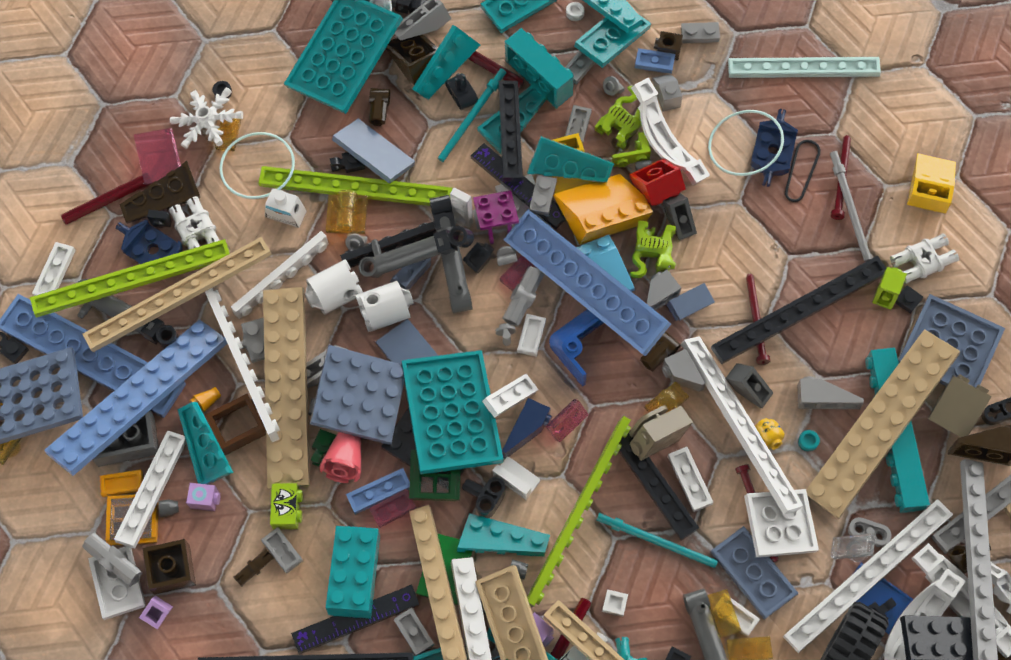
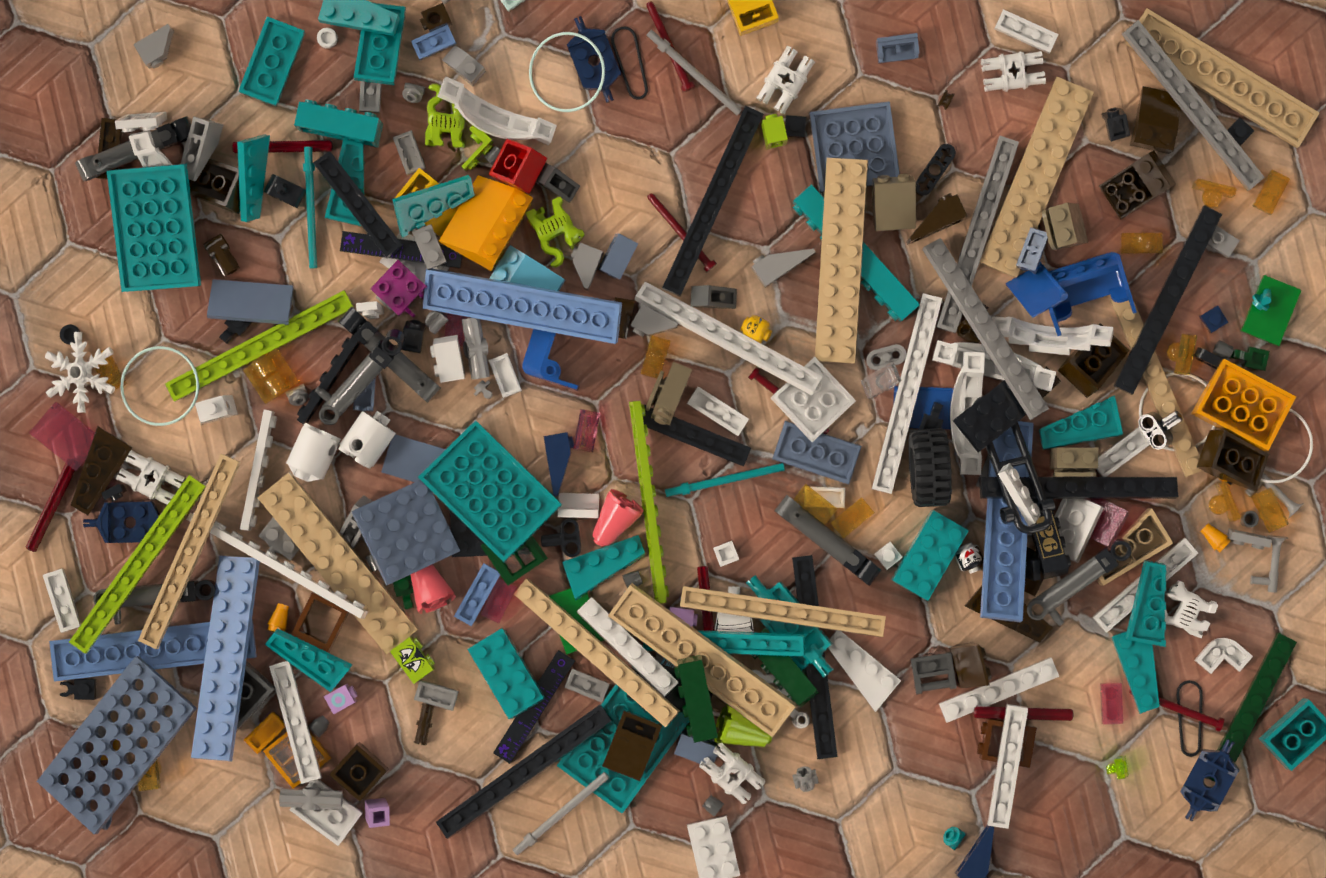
camera: 35 degrees left, 20 degrees up
(495, 288) = (448, 358): none -> white brick
(510, 395) = (527, 444): white plate -> none
(540, 505) = (615, 517): none -> coral cone
(808, 440) = (790, 311): teal tile -> none

